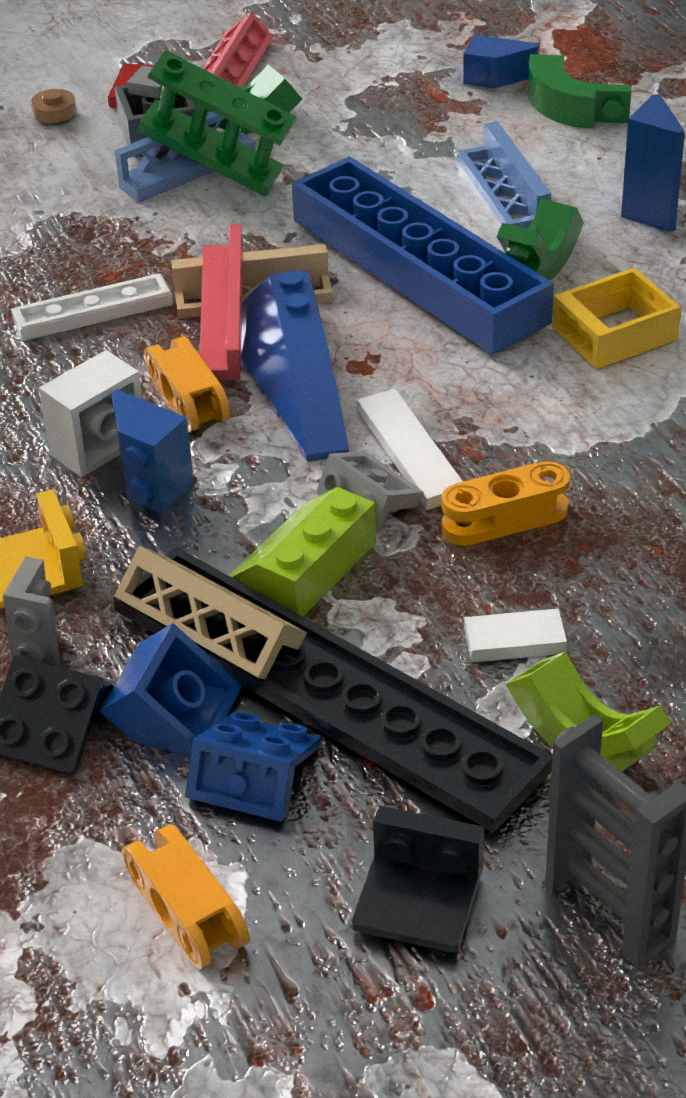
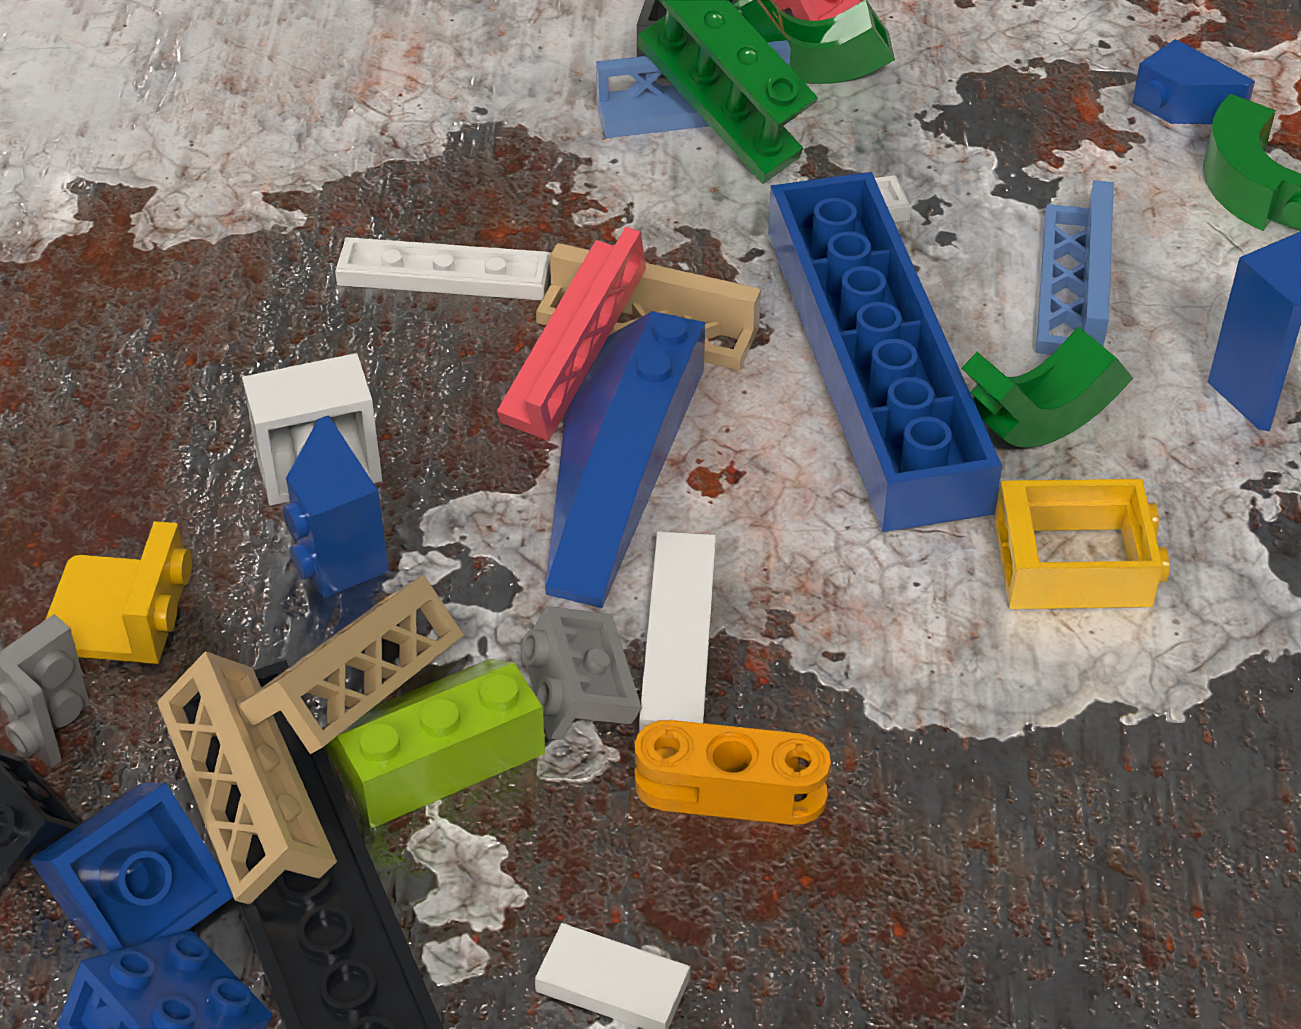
camera: 25 degrees right, 5 degrees up
(187, 383) = (465, 426): light orange piece -> none
(233, 525) = (345, 649): none -> tan fence

